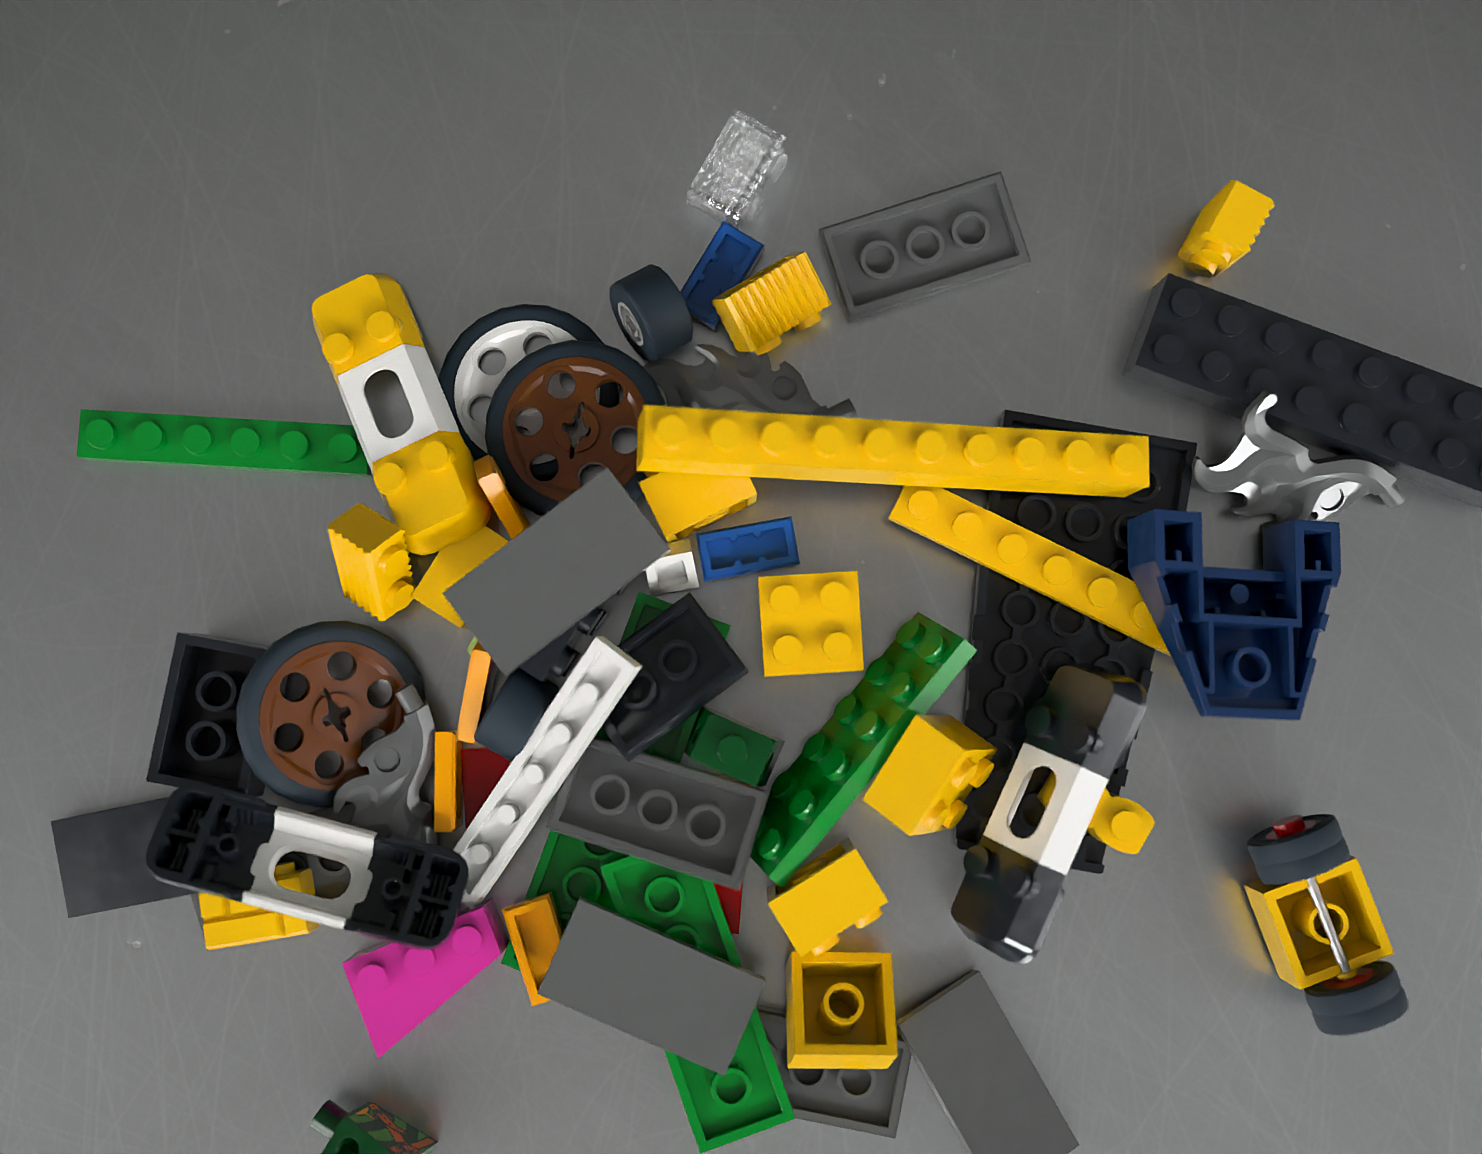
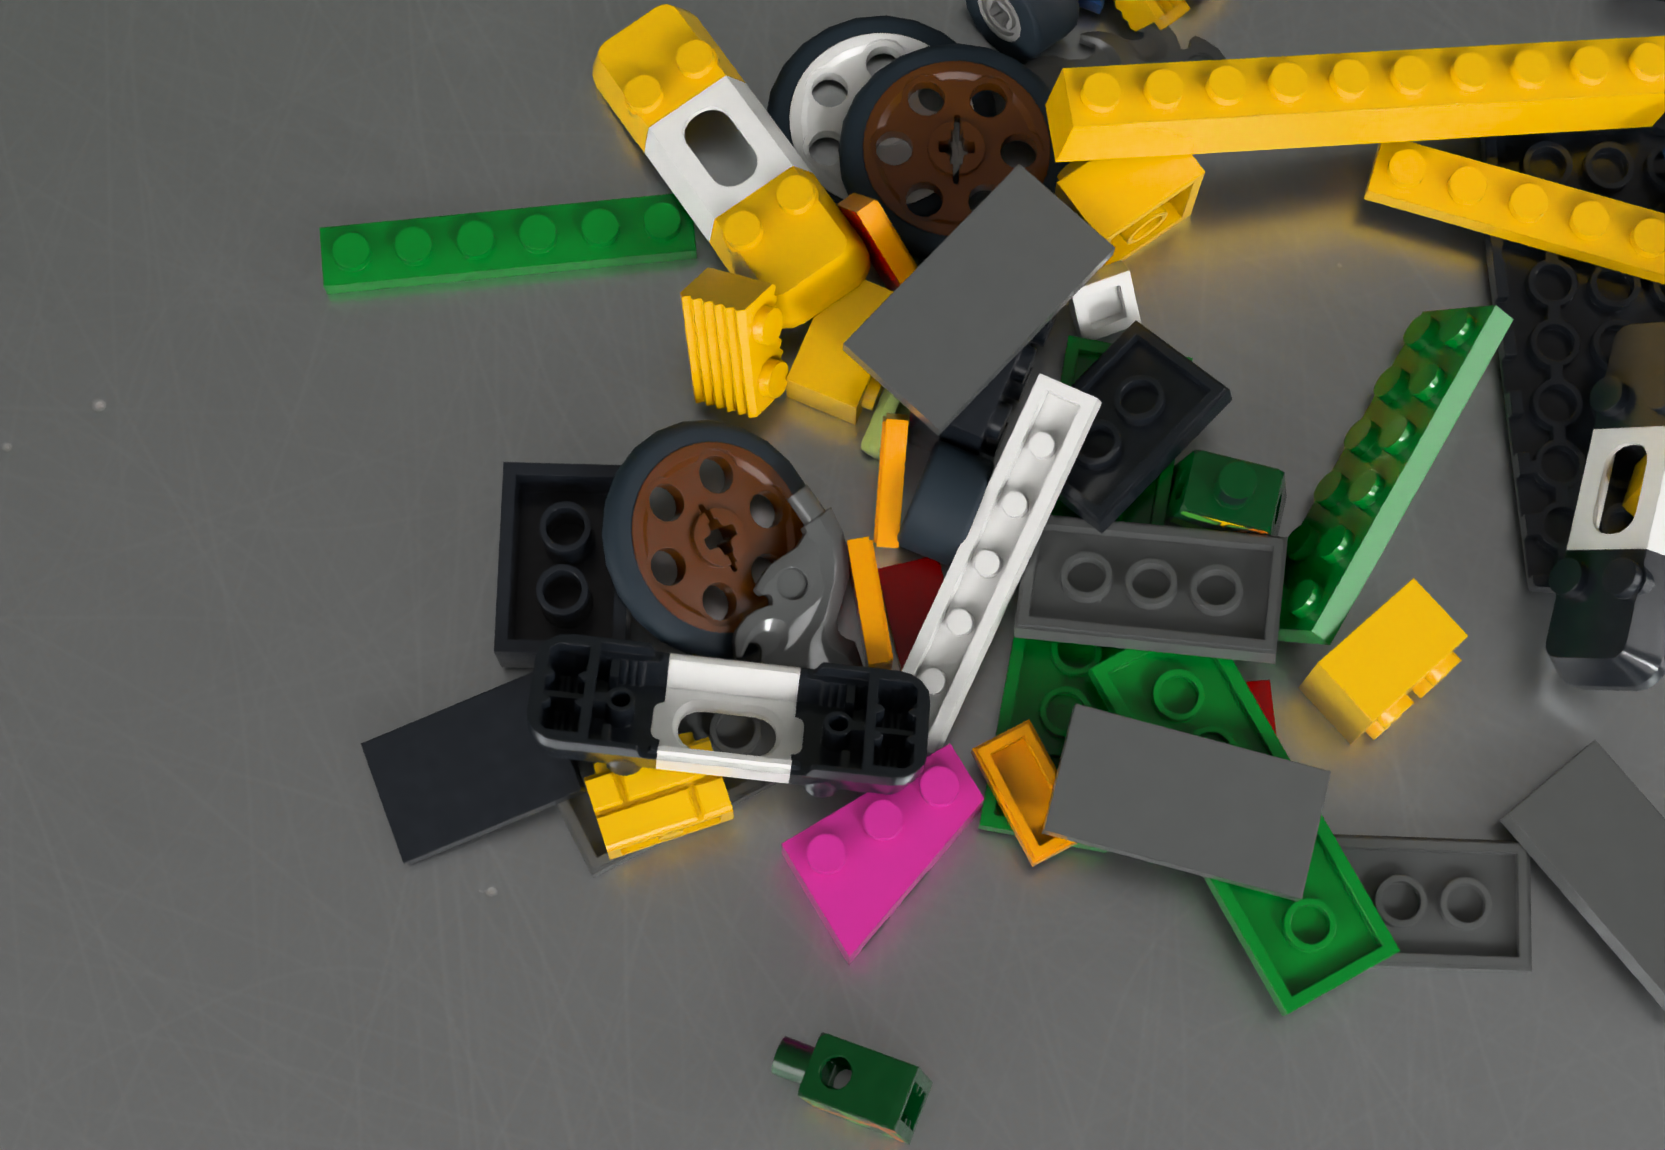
camera: 10 degrees left, 10 degrees down
(747, 549) = (1194, 266): blue plate -> none
(810, 623) = (1292, 340): yellow brick -> none
(840, 1010) = (1430, 802): yellow brick -> none
(931, 775) = (1487, 484): yellow brick -> none

